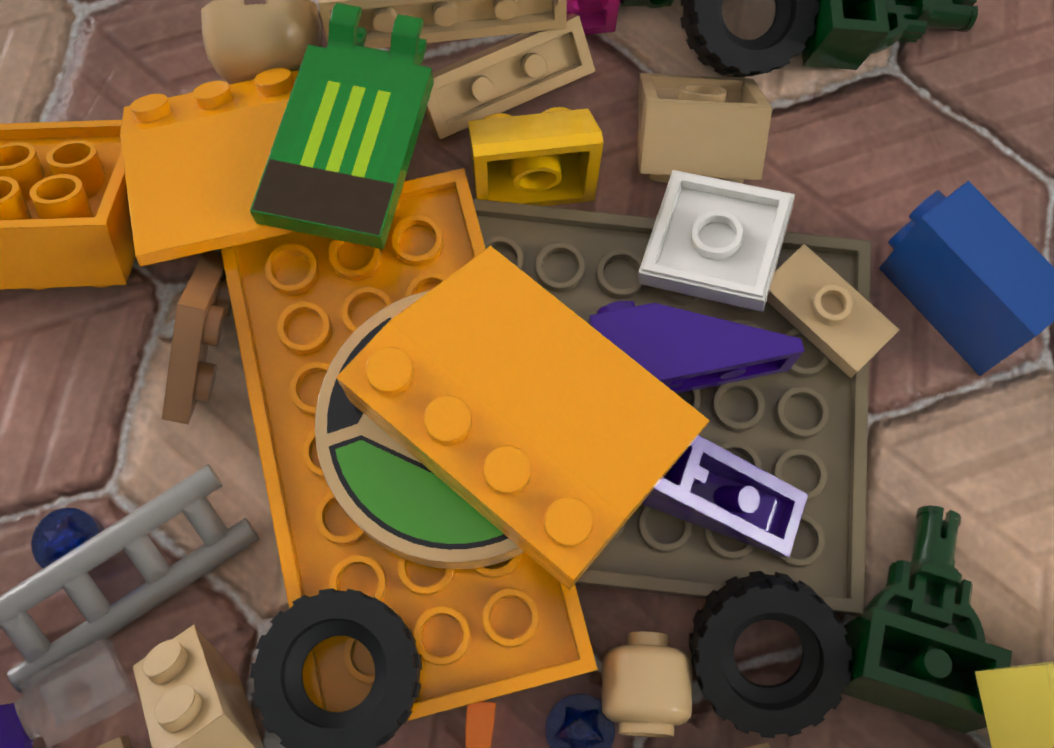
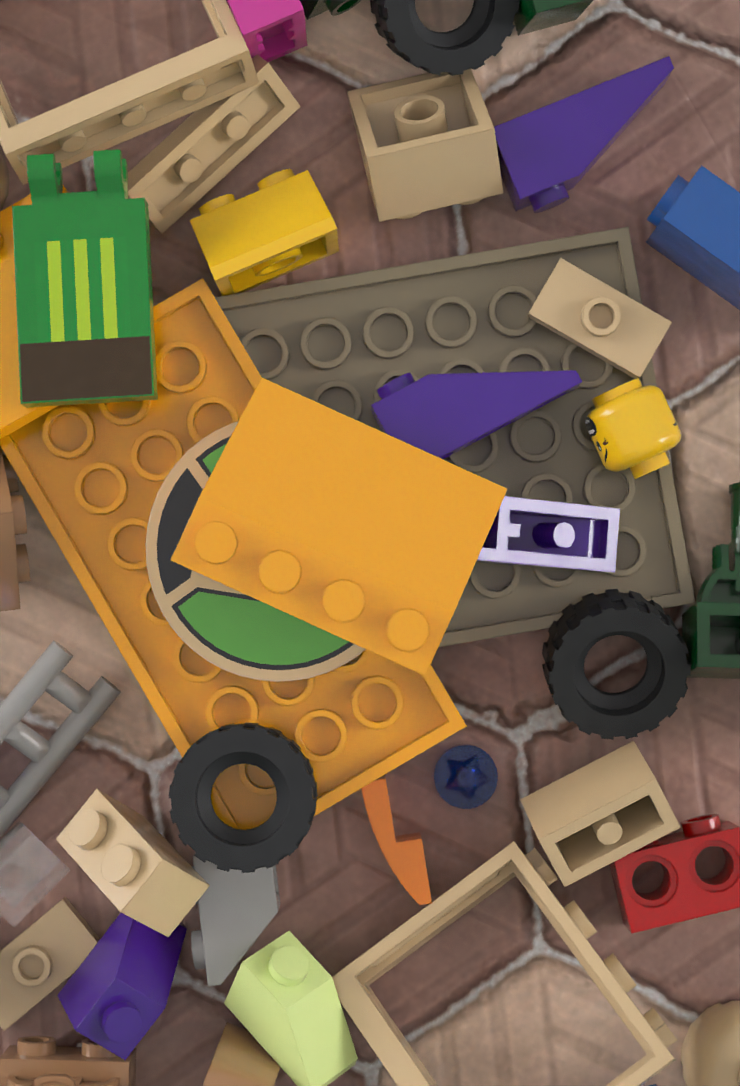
camera: 15 degrees left, 15 degrees up
(647, 686) = (514, 723): tan head -> none
(716, 240) = (473, 277): white tile -> none
(833, 151) = (559, 143): none -> dark purple slope
(841, 417) = (633, 428): none -> yellow head

